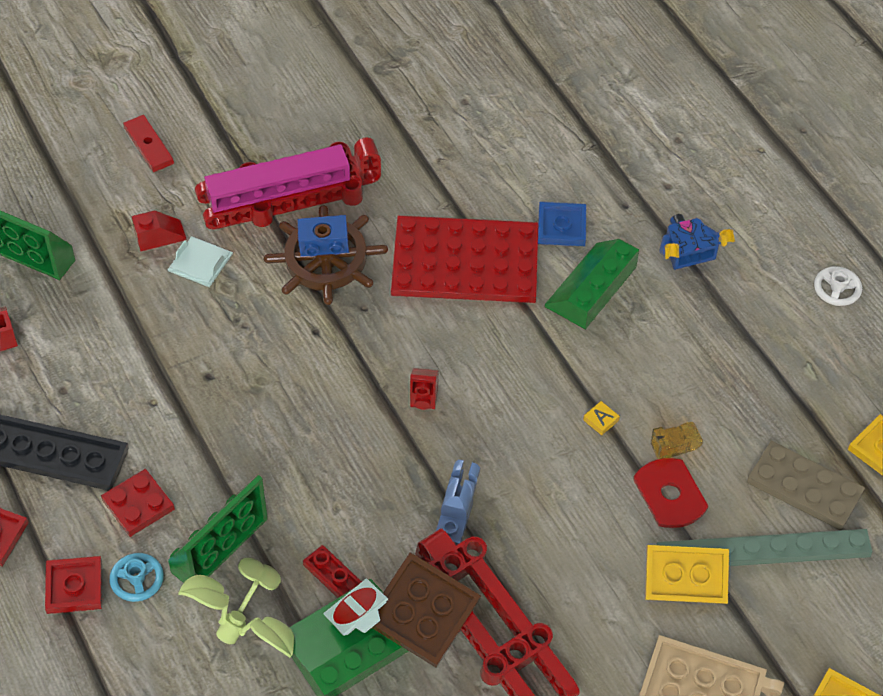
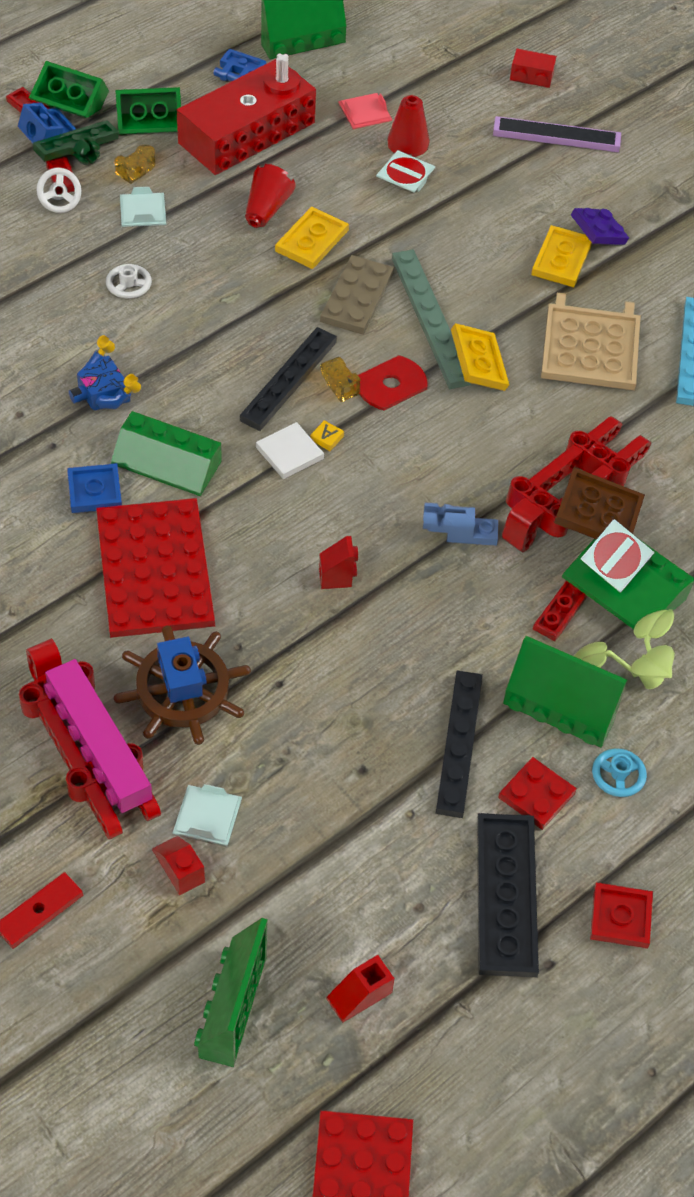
camera: 105 degrees left, 0 degrees up
(73, 584) = (650, 821): red plate -> none
(210, 452) = (459, 744): none -> black plate
(586, 383) = (290, 450): none -> white tile
(683, 397) = (288, 379): none -> black plate

